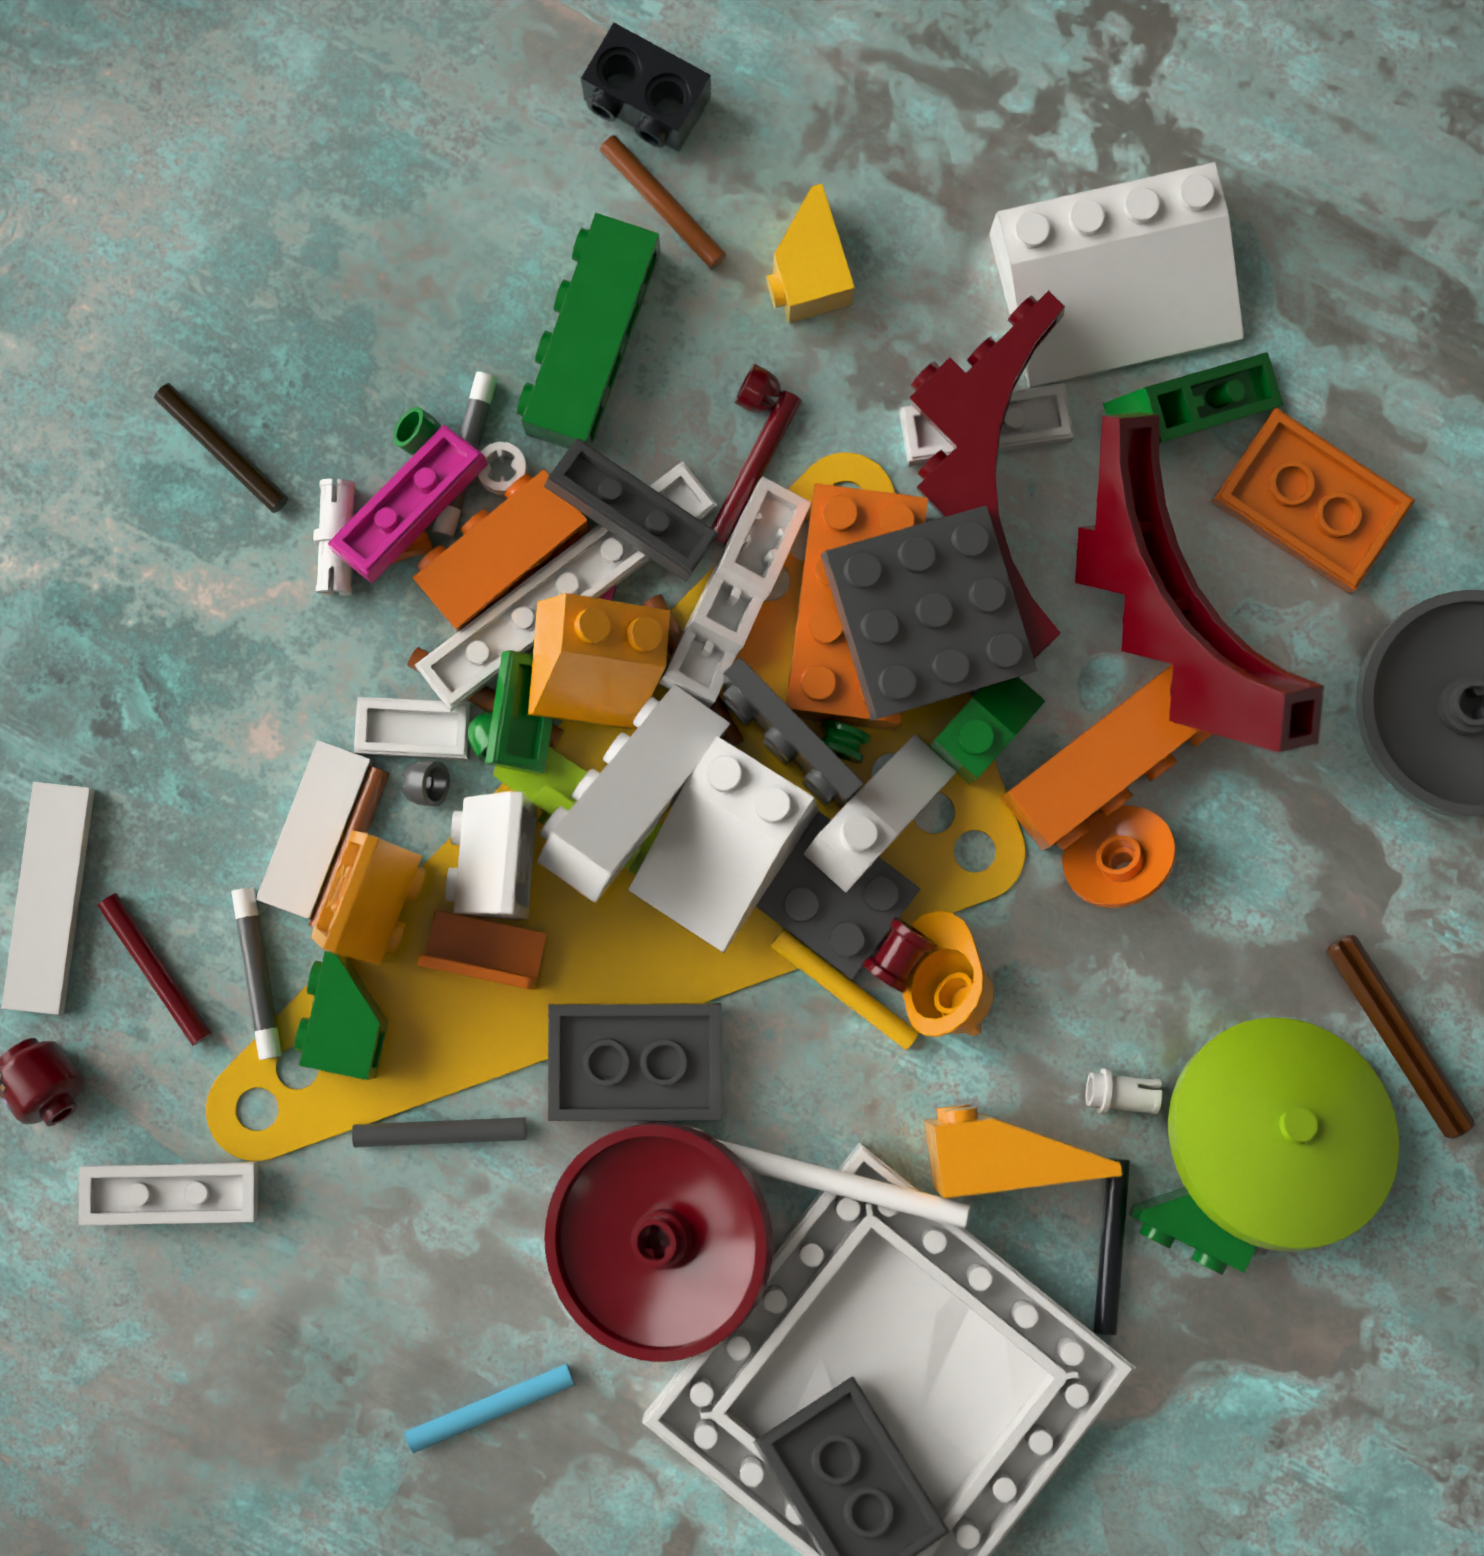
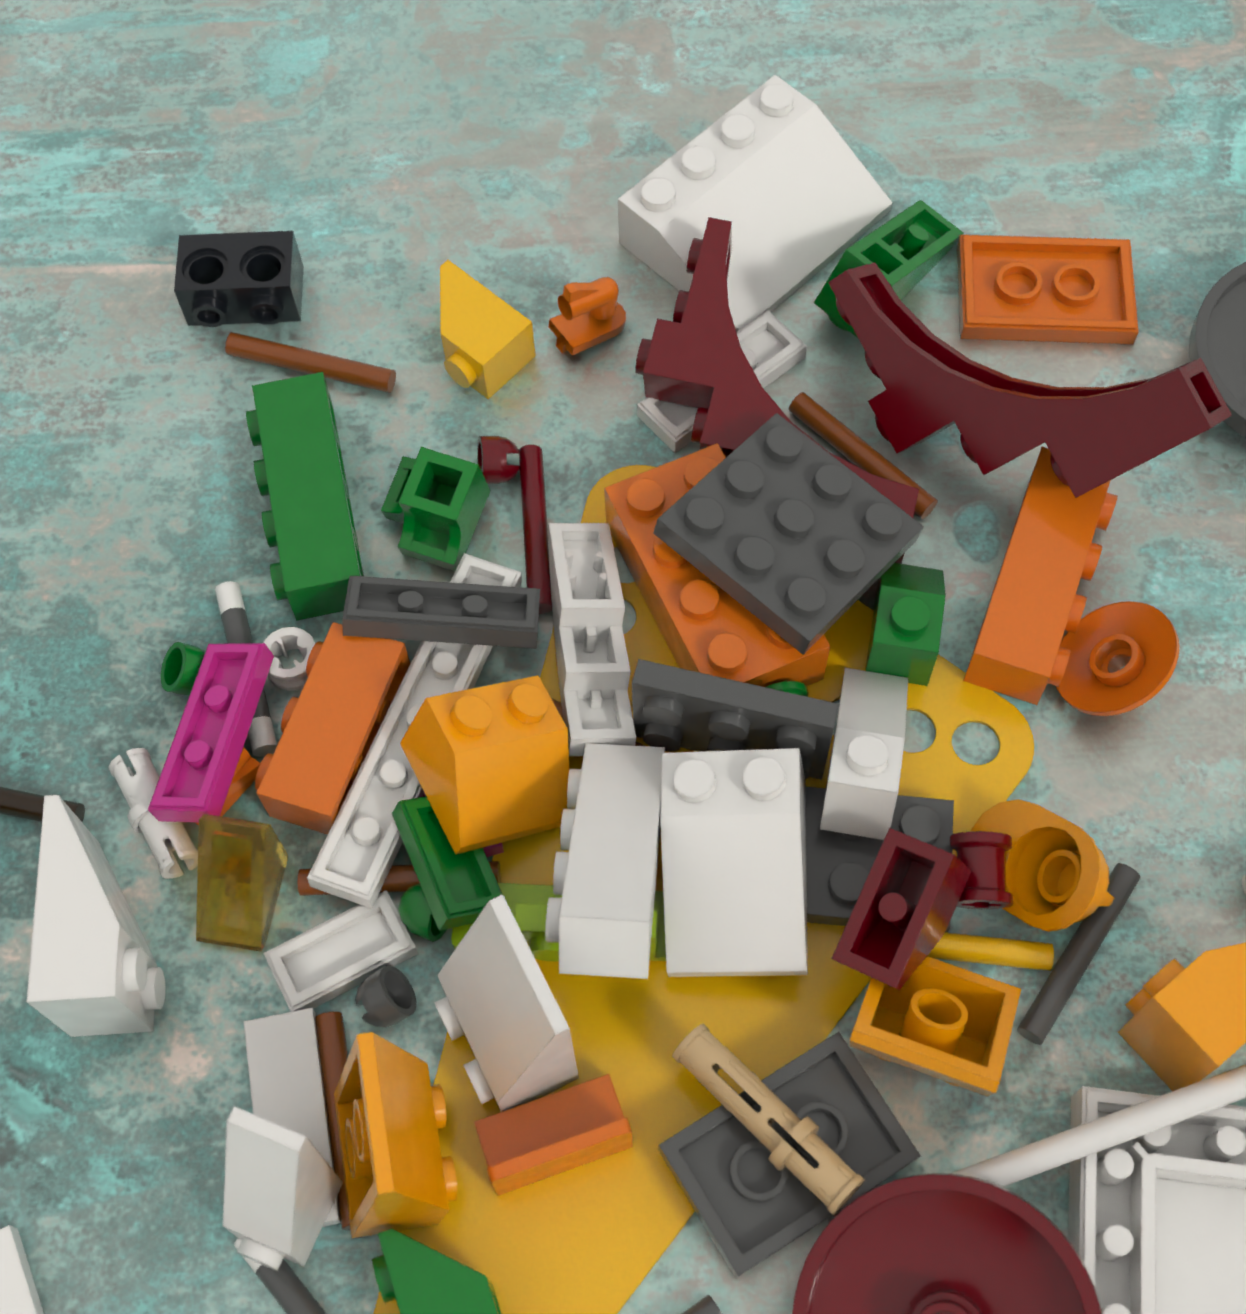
camera: 25 degrees left, 20 degrees down
(238, 618) = (86, 948): none -> white slope
(269, 887) = (274, 1190): none -> white slope
(364, 635) = (237, 881): none -> clear yellow slope
(629, 1035) = (832, 1180): none -> tan pin
(683, 408) = (437, 504): none -> green brick
(785, 1042) = (941, 1024): none -> light orange slope
(812, 955) = (901, 909): none -> dark red slope
(911, 302) = (587, 315): none -> orange piece
(932, 1052) = (1077, 958): none -> dark grey bar
(1053, 561) = (856, 448): none -> dark orange bar

